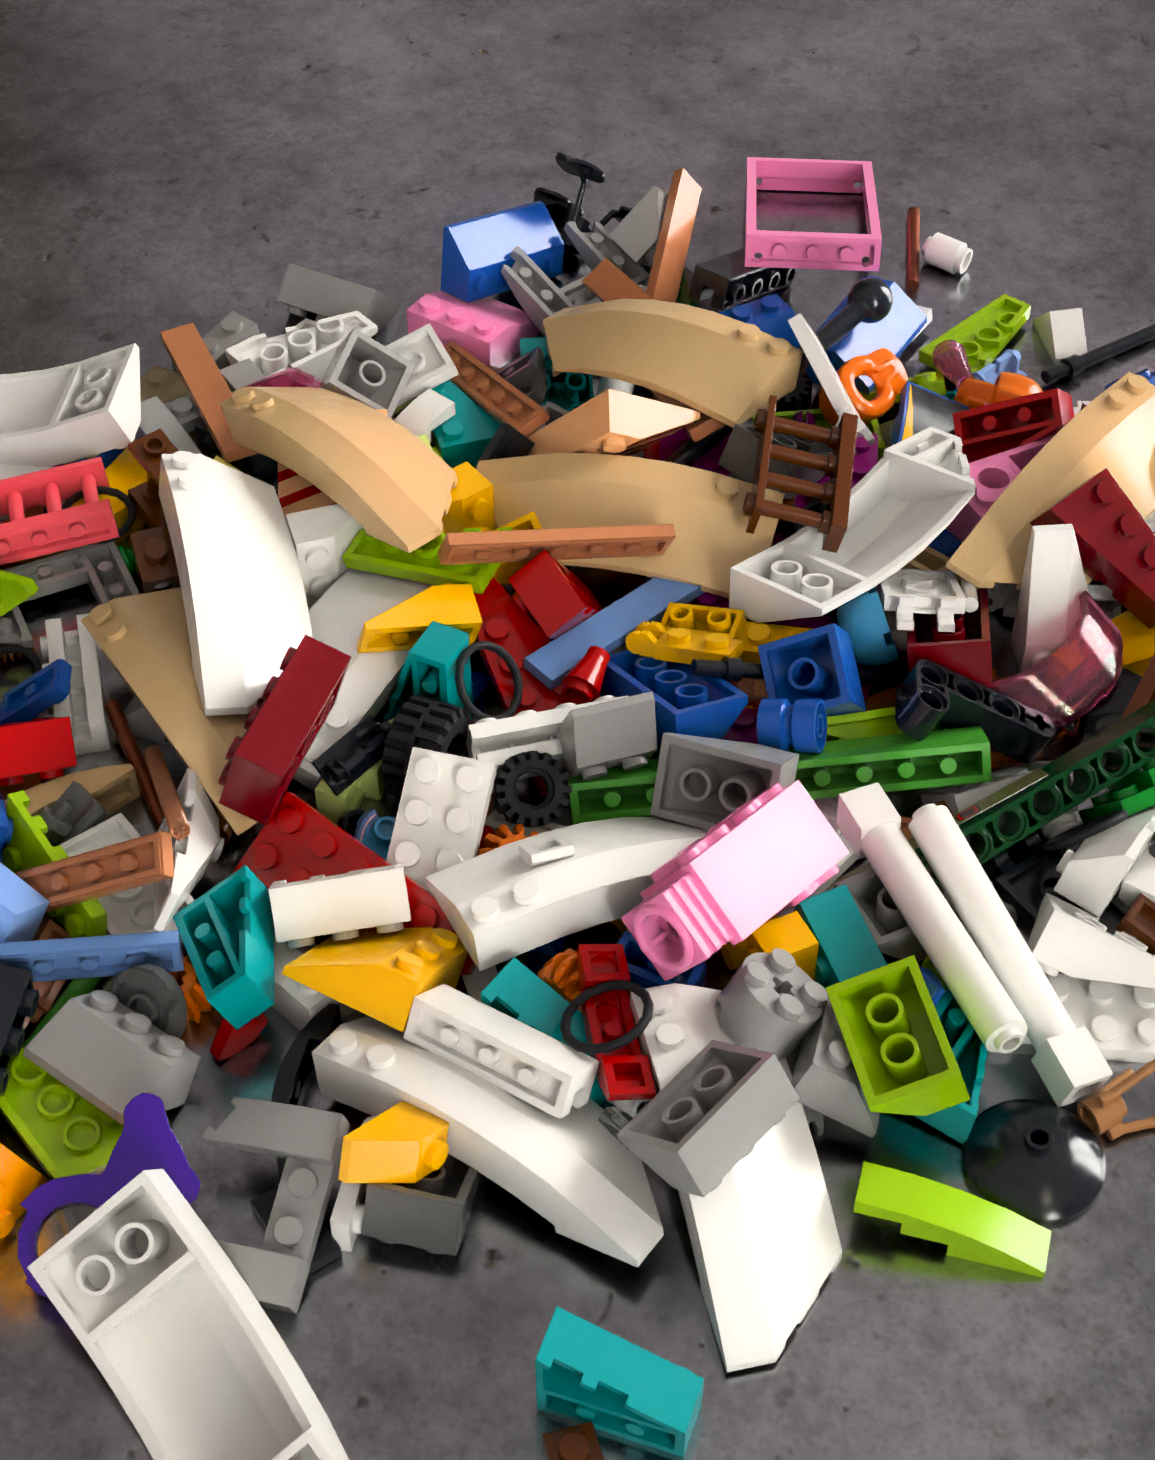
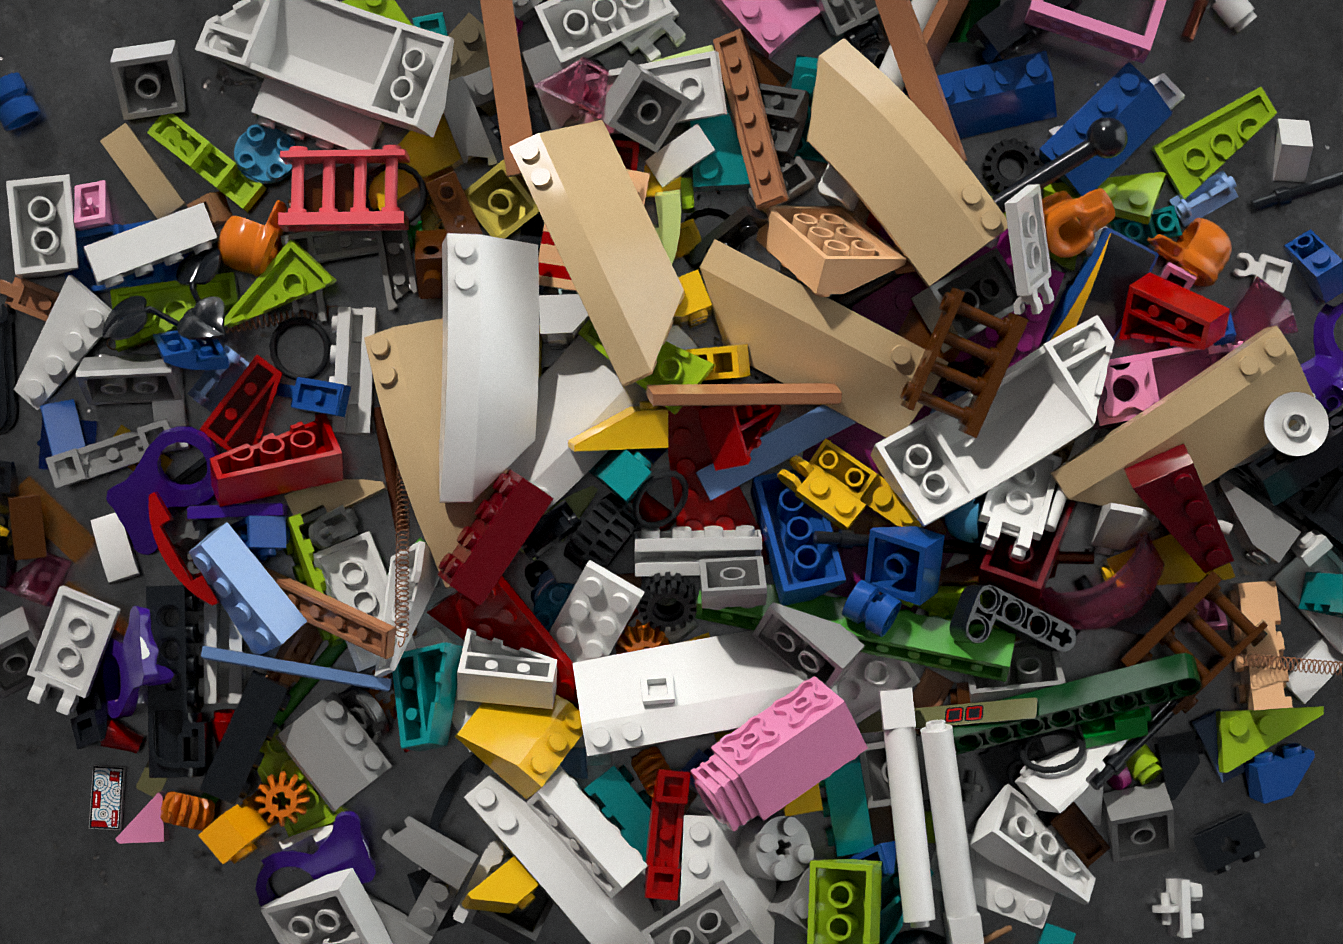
camera: 15 degrees right, 40 degrees up
(43, 1106) = (290, 791): none -> orange gear
(586, 677) = (737, 504): red cone -> none
(619, 1042) = (658, 864): black piece -> none
(952, 361) = (1169, 192): clear pink cone -> none

